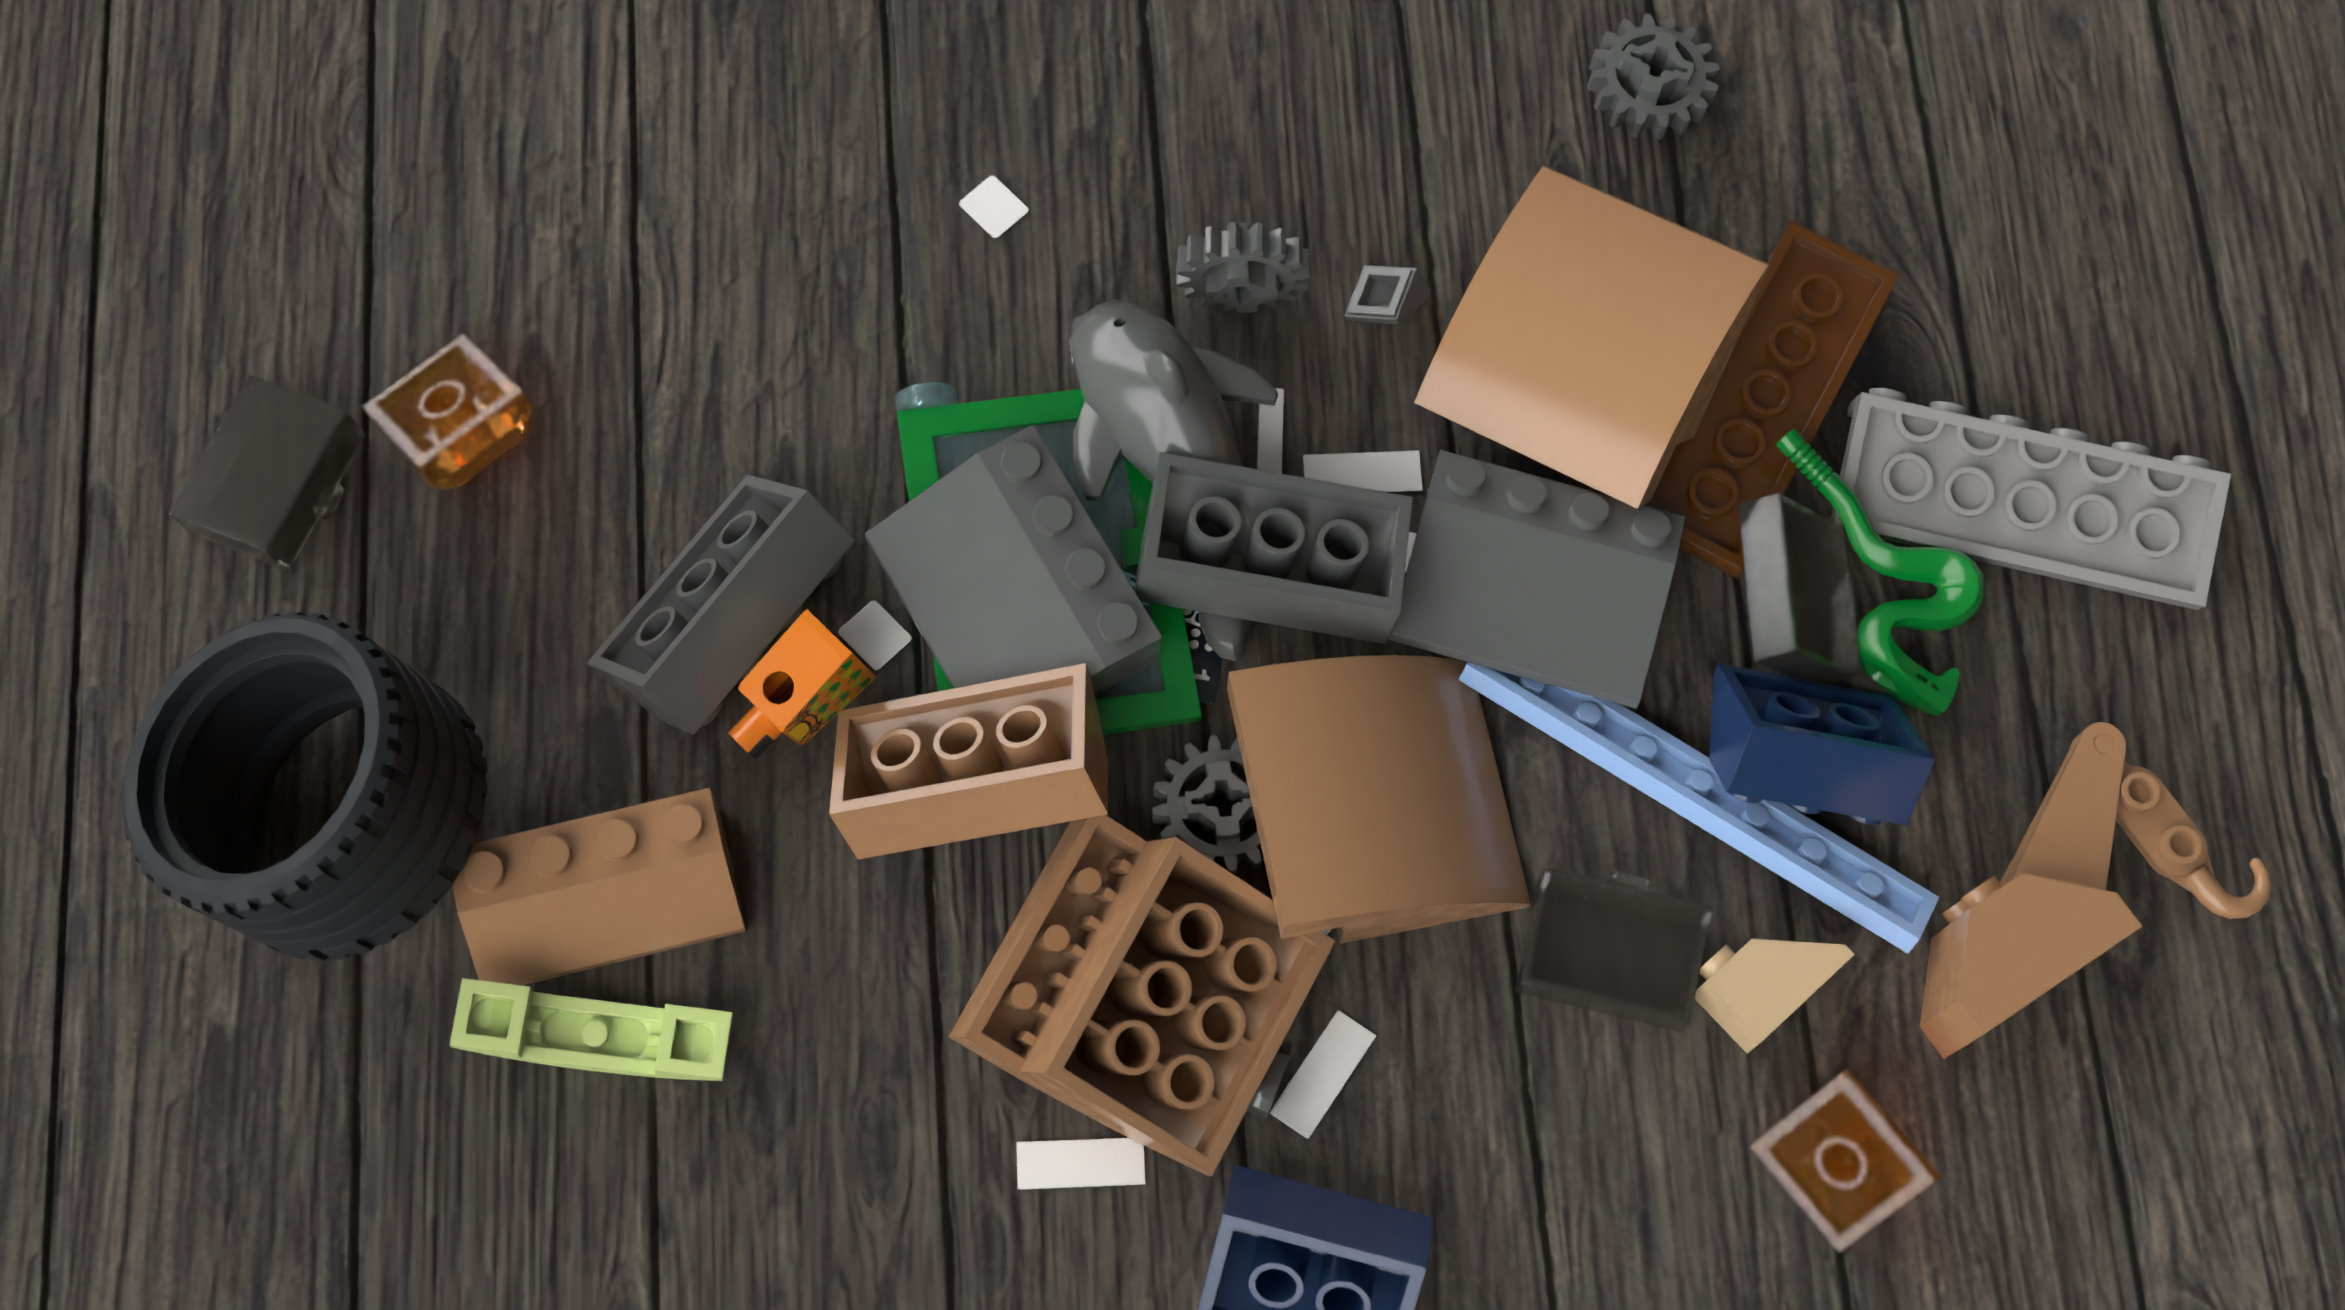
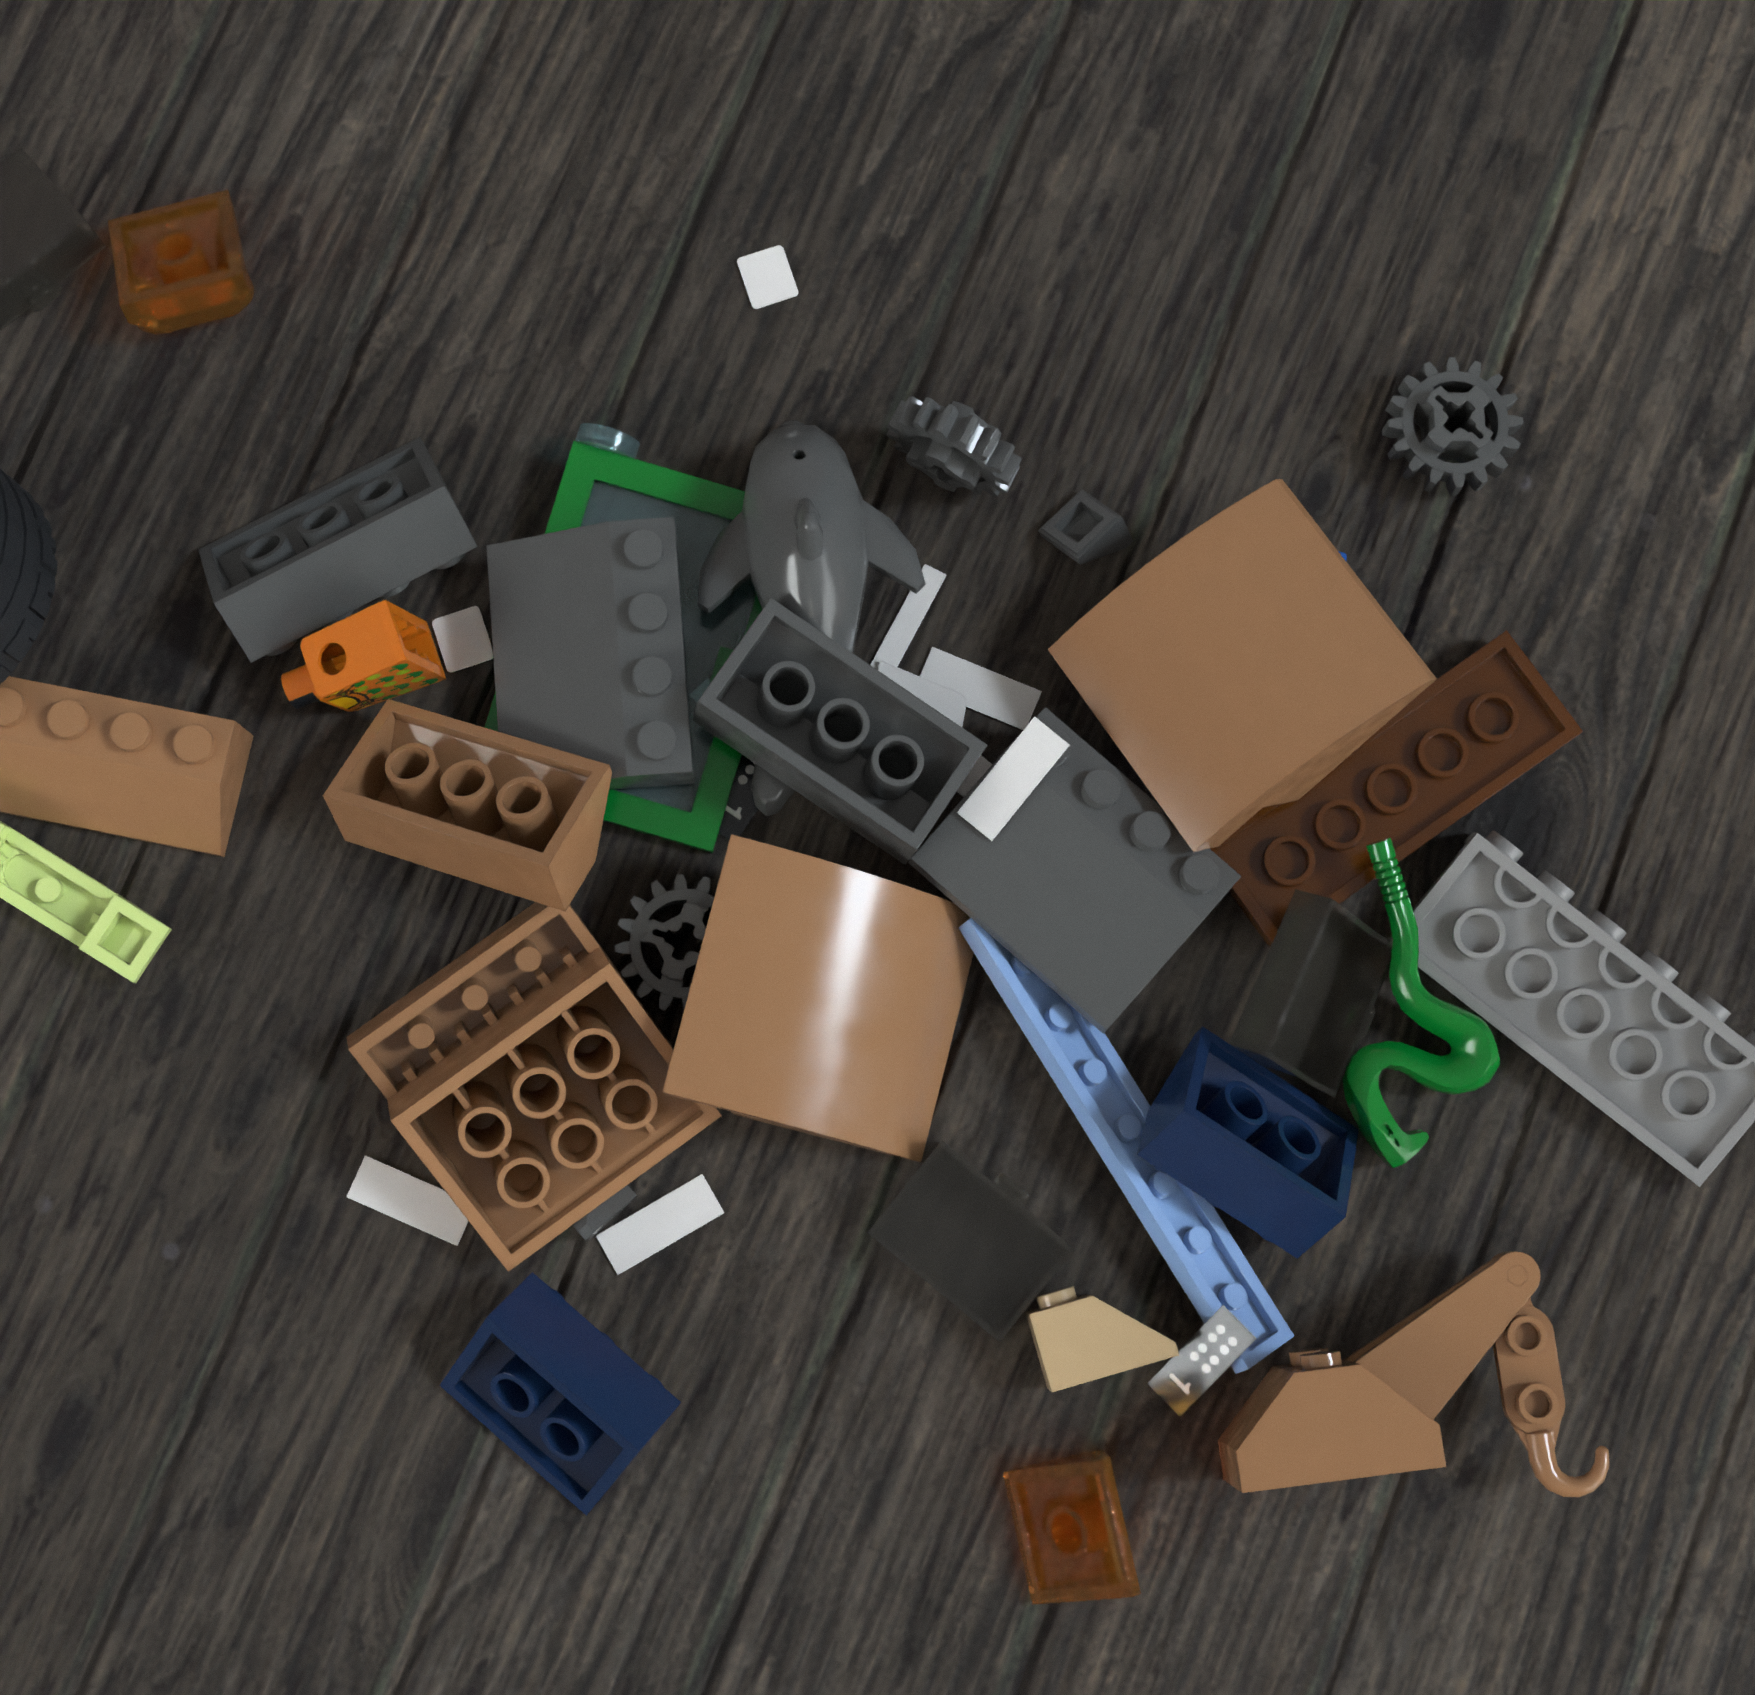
camera: 30 degrees right, 10 degrees up
(1447, 518) = (1013, 778): none -> white sticker
(1875, 957) = (1202, 1360): none -> sticker

